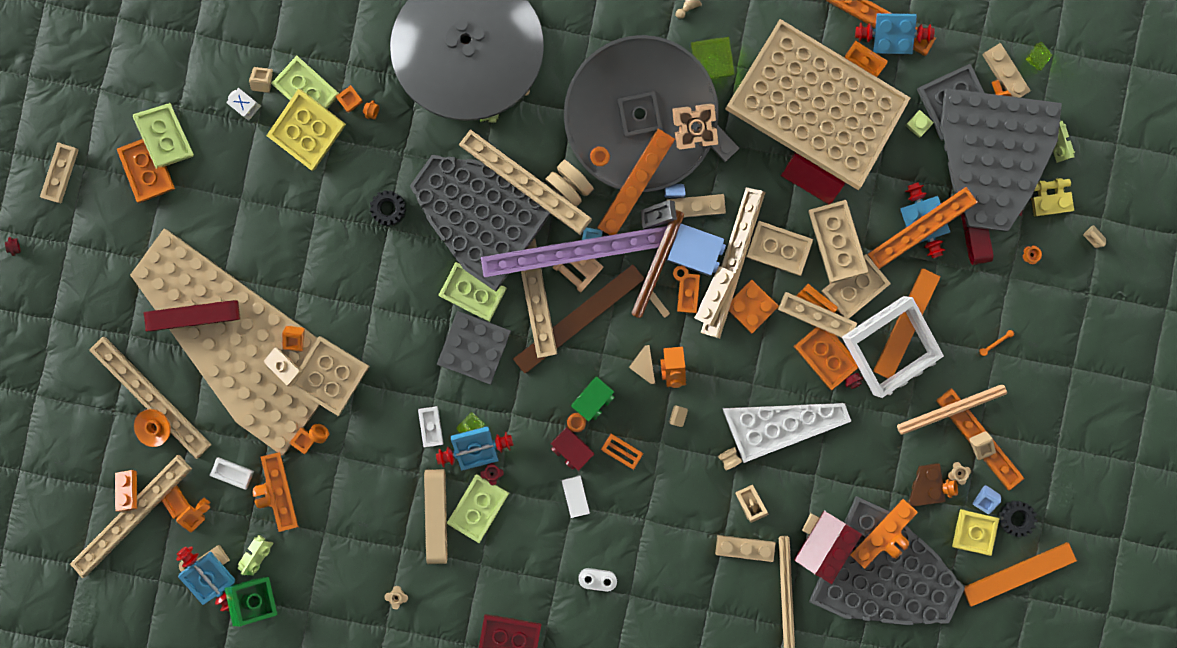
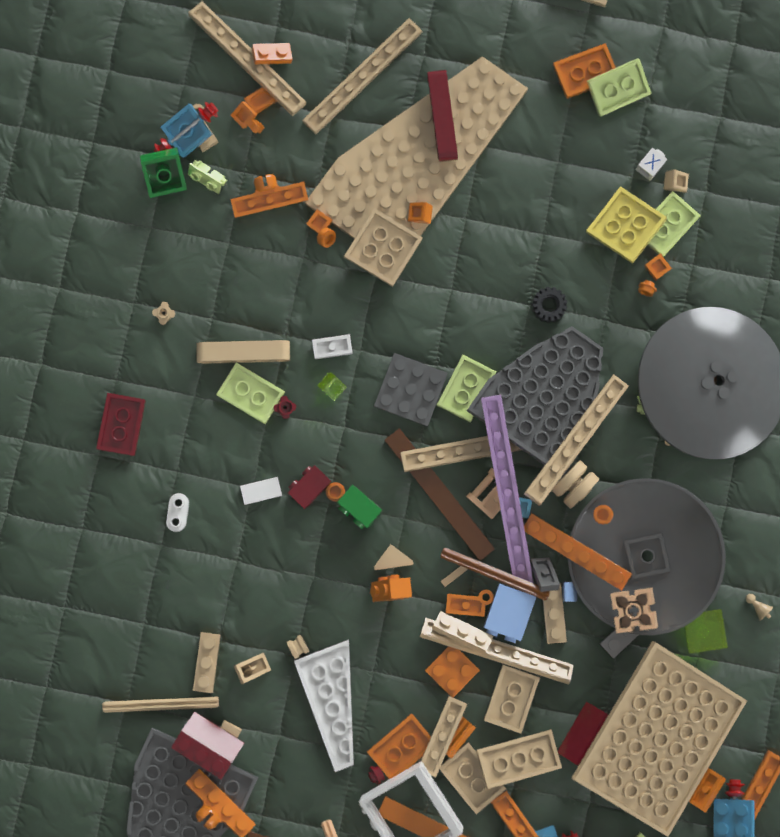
camera: 95 degrees right, 5 degrees down
(145, 428) = (333, 71): orange dish -> none
(231, 473) = (287, 154): white tile -> none
(283, 367) = (392, 203): plate -> none
(474, 448) = (310, 389): dark azure plate -> none
(635, 459) = (314, 524): orange tile -> none
(678, 416) = (341, 595): tan slope -> none

